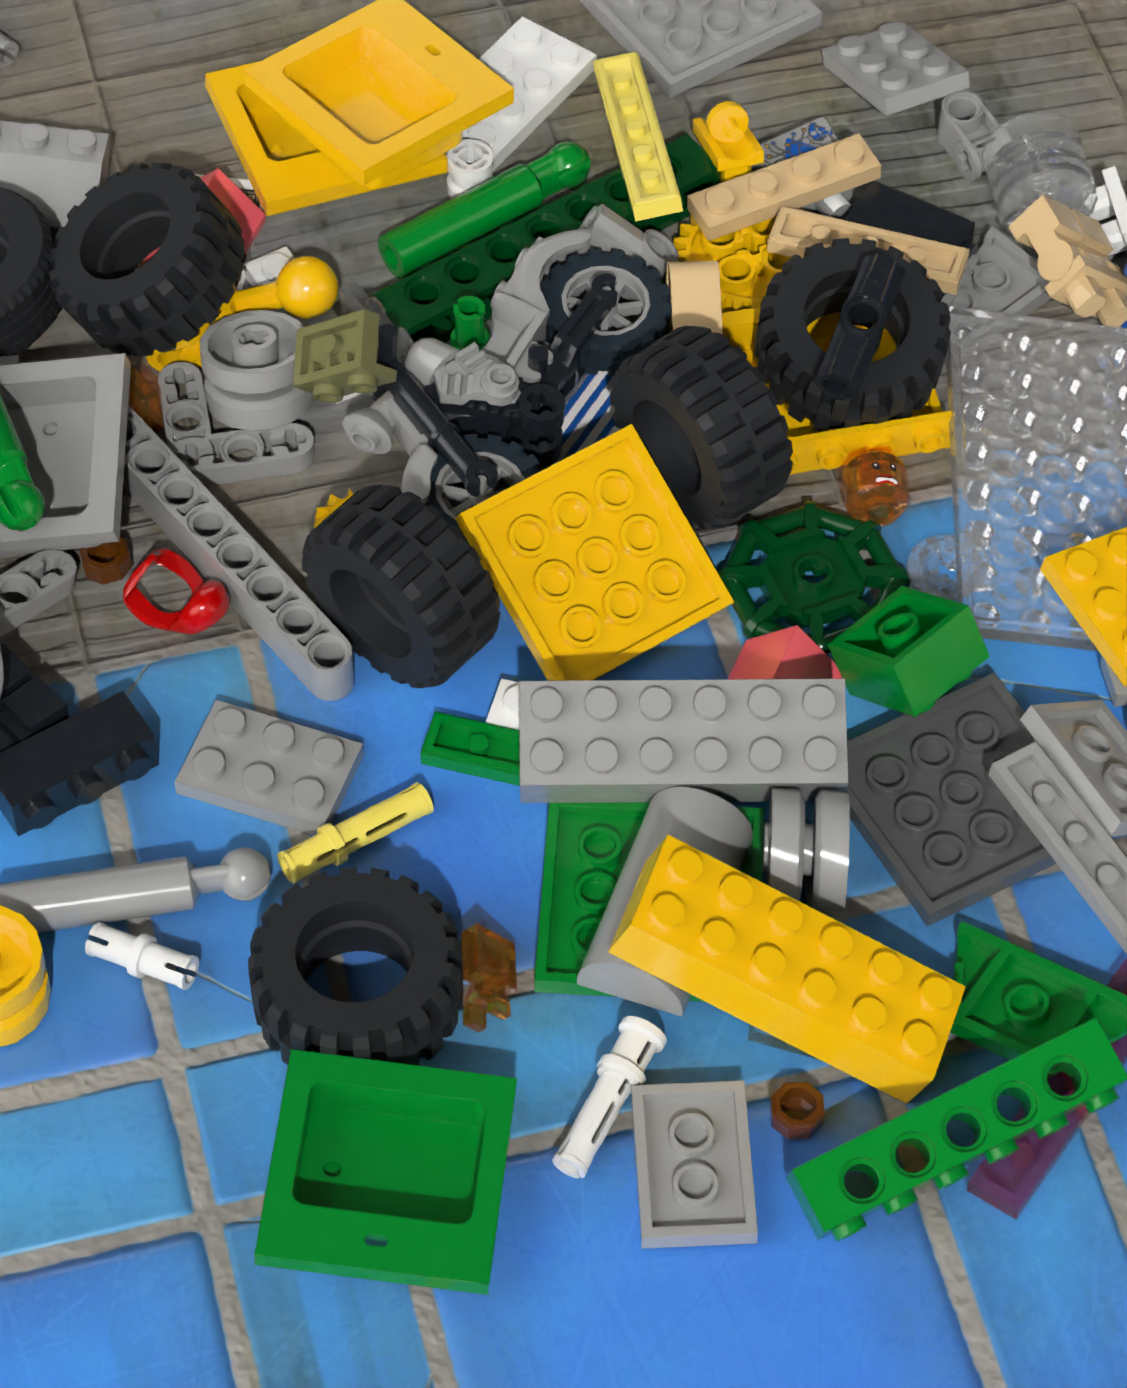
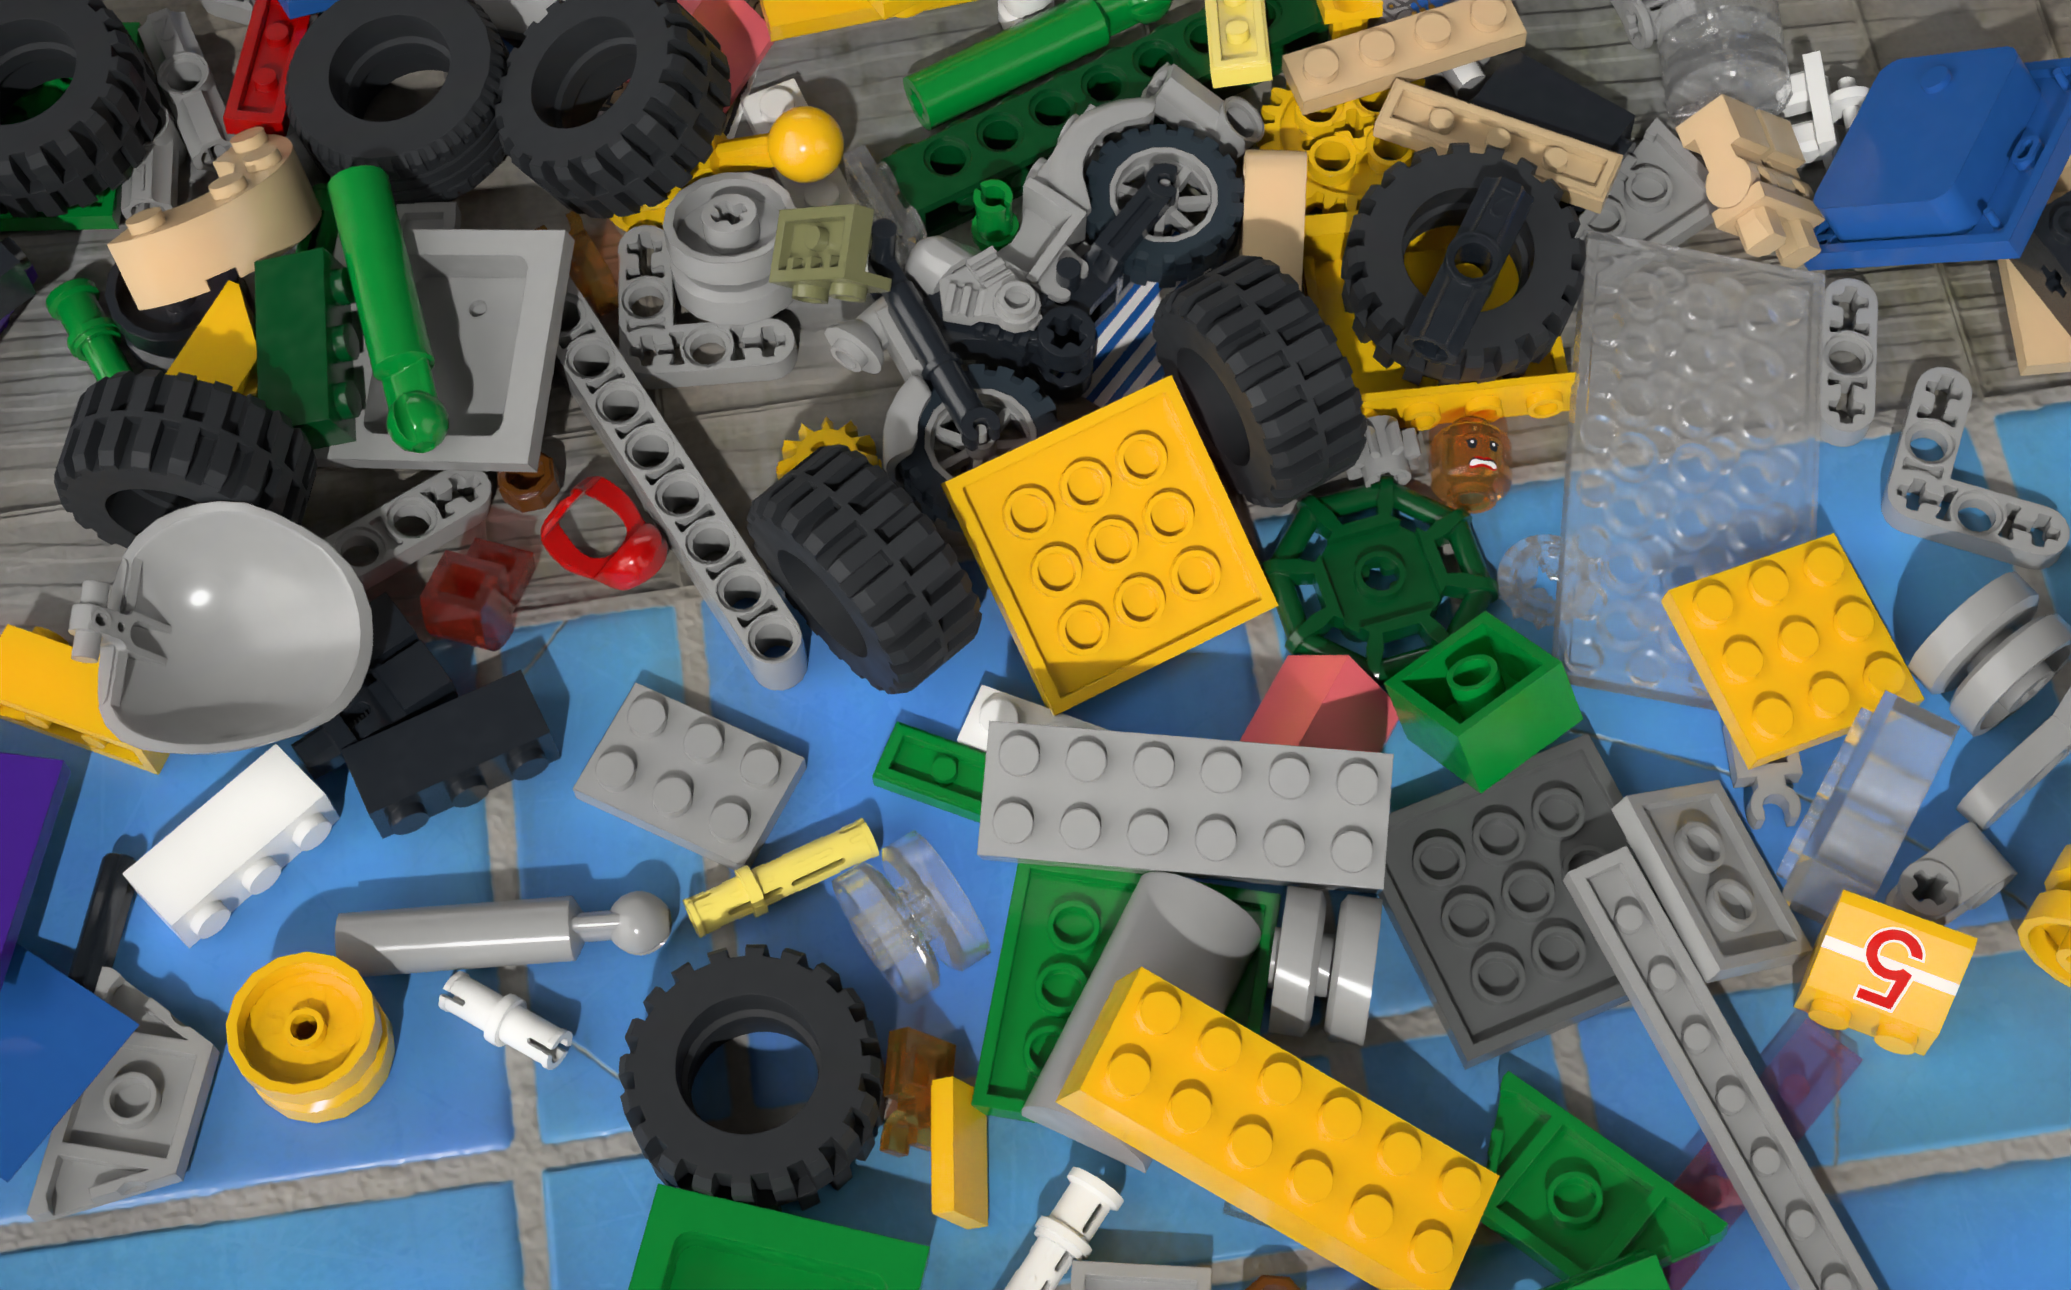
camera: 10 degrees right, 10 degrees up
(76, 642) = (476, 593): none -> clear red brick
(469, 842) = (911, 916): none -> clear wheel
(528, 1019) = (958, 1155): none -> yellow tile
(807, 483) = (1387, 452): none -> light grey gear

